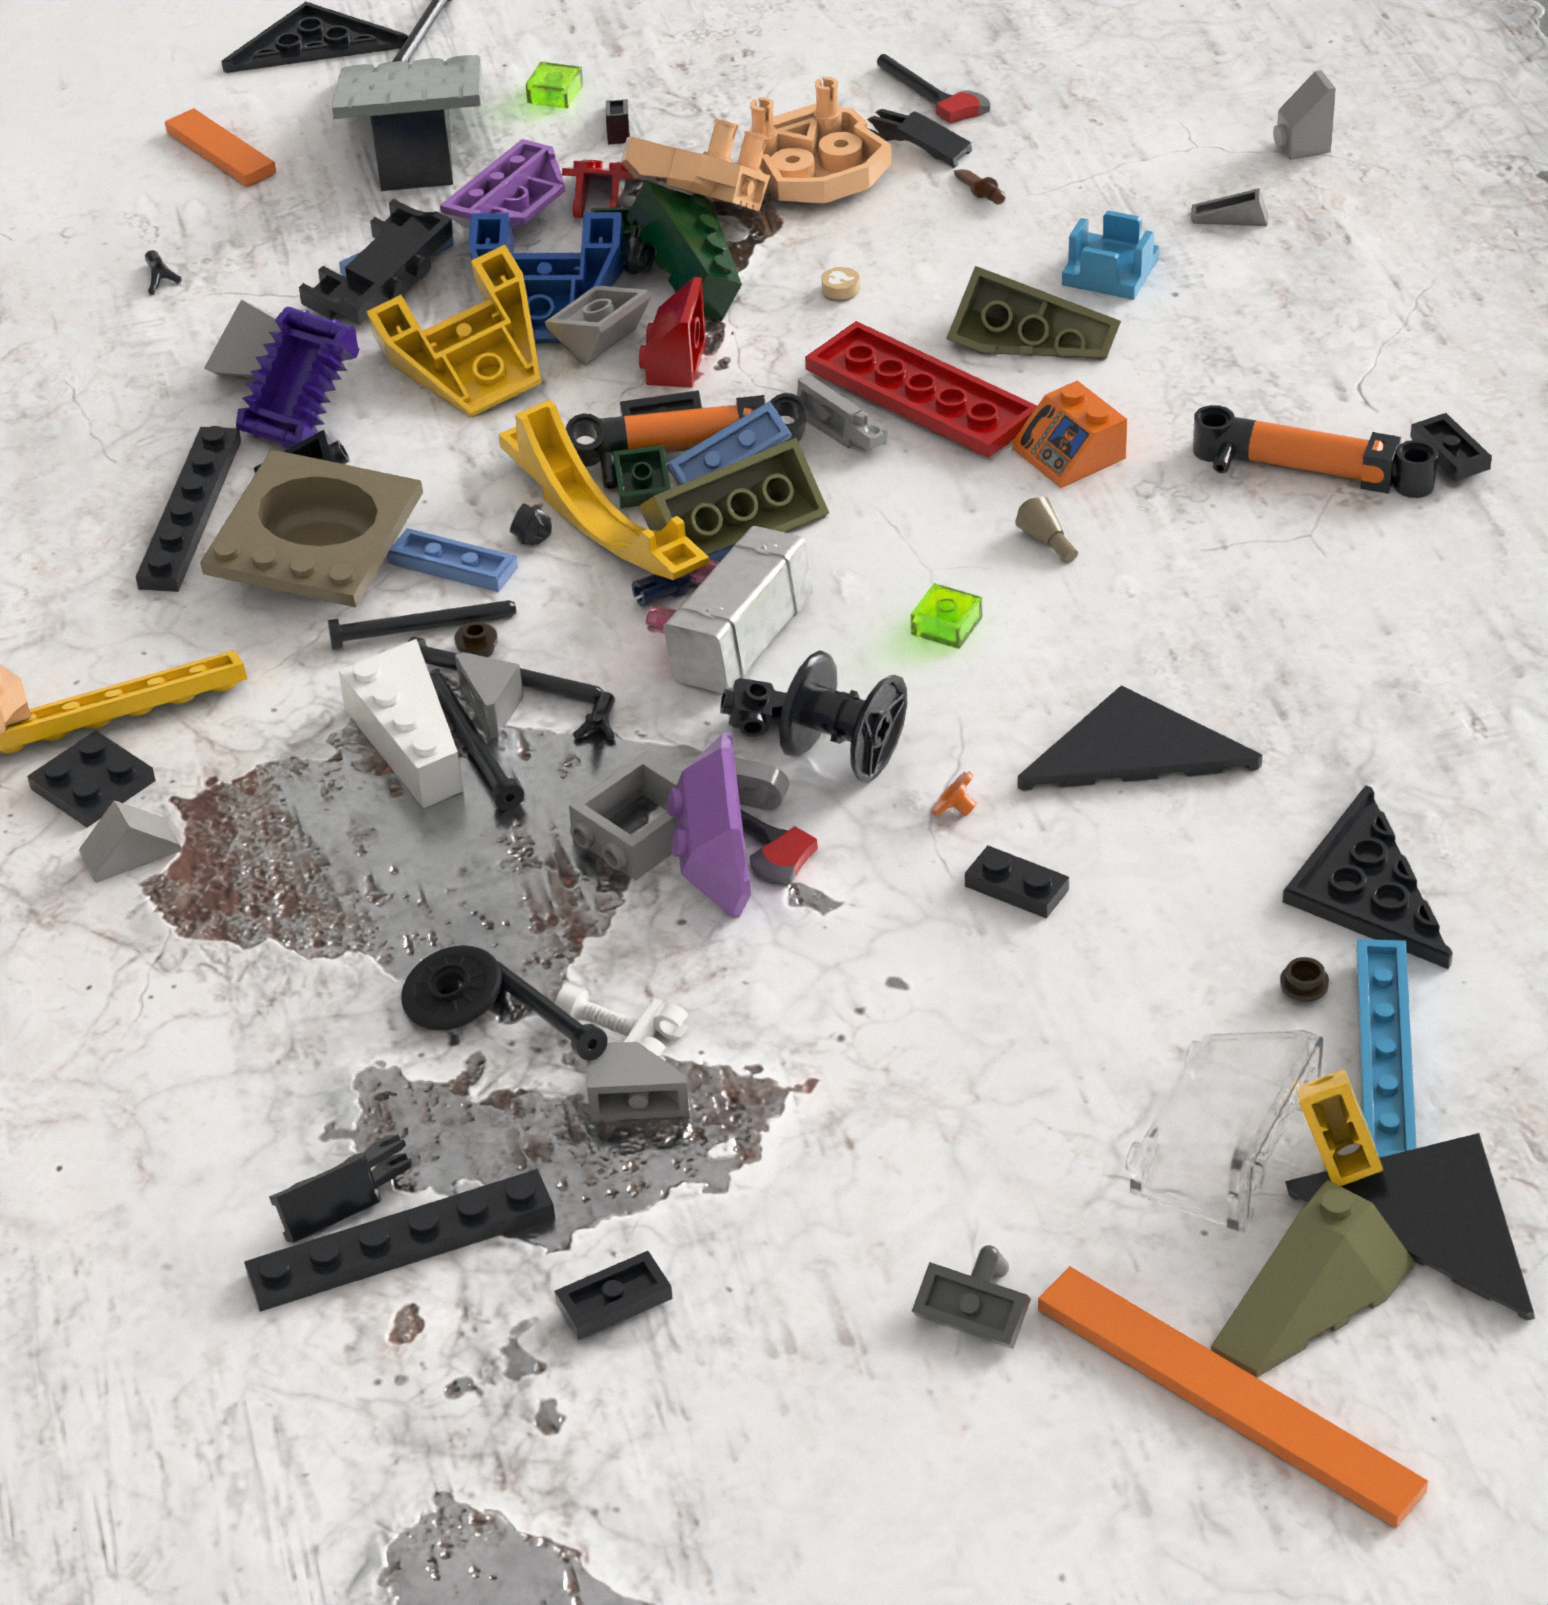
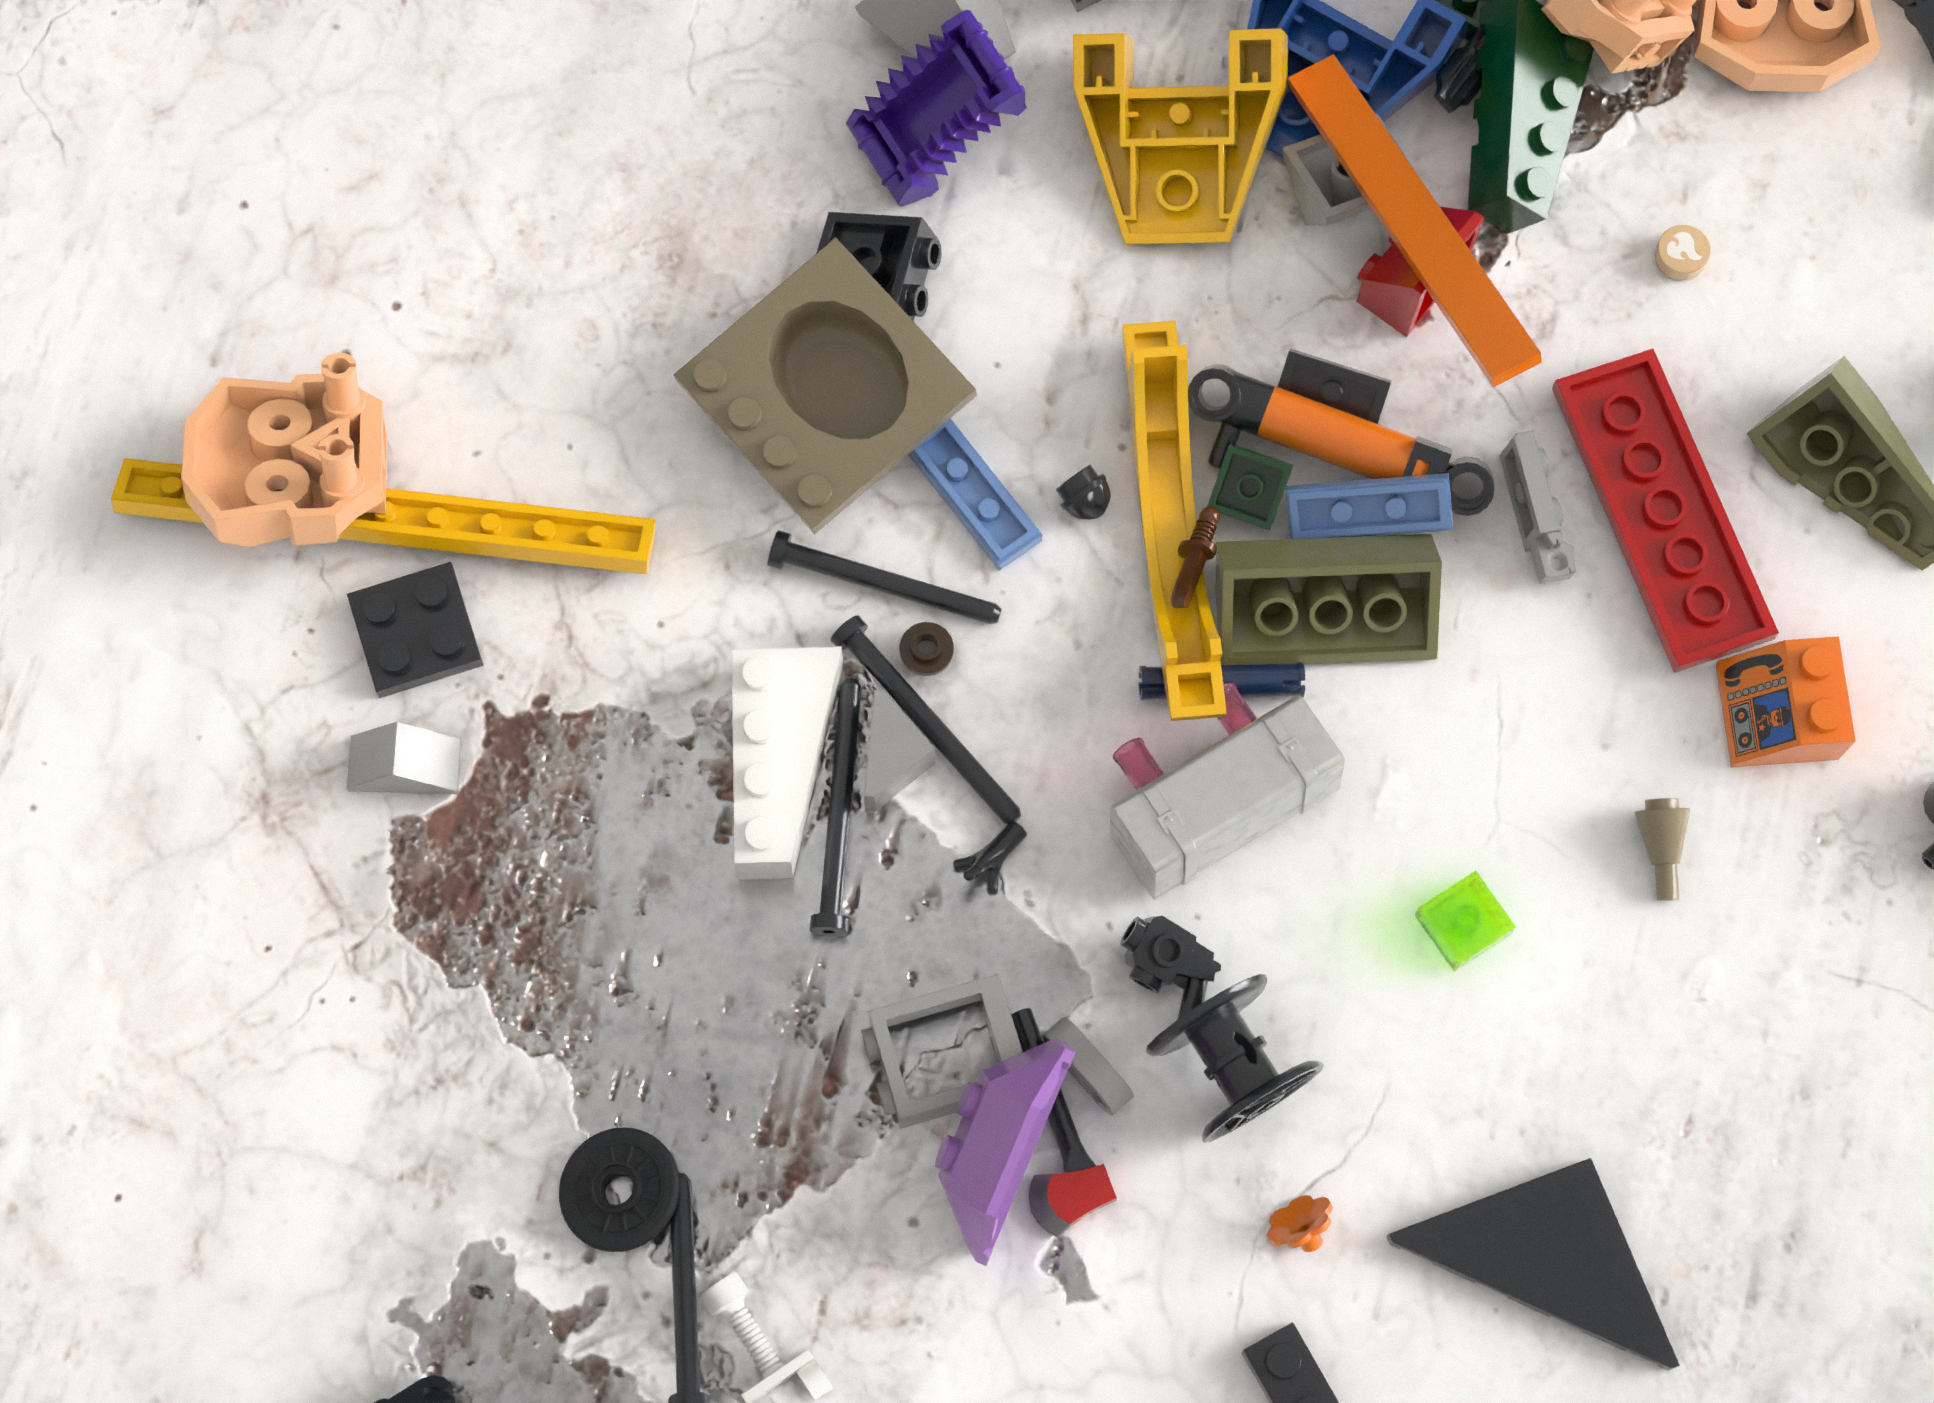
camera: 25 degrees right, 30 degrees up
(188, 509) = (730, 231): black plate -> none
(629, 513) = (1195, 554): none -> reddish brown piece
(658, 294) = (1415, 222): none -> orange tile

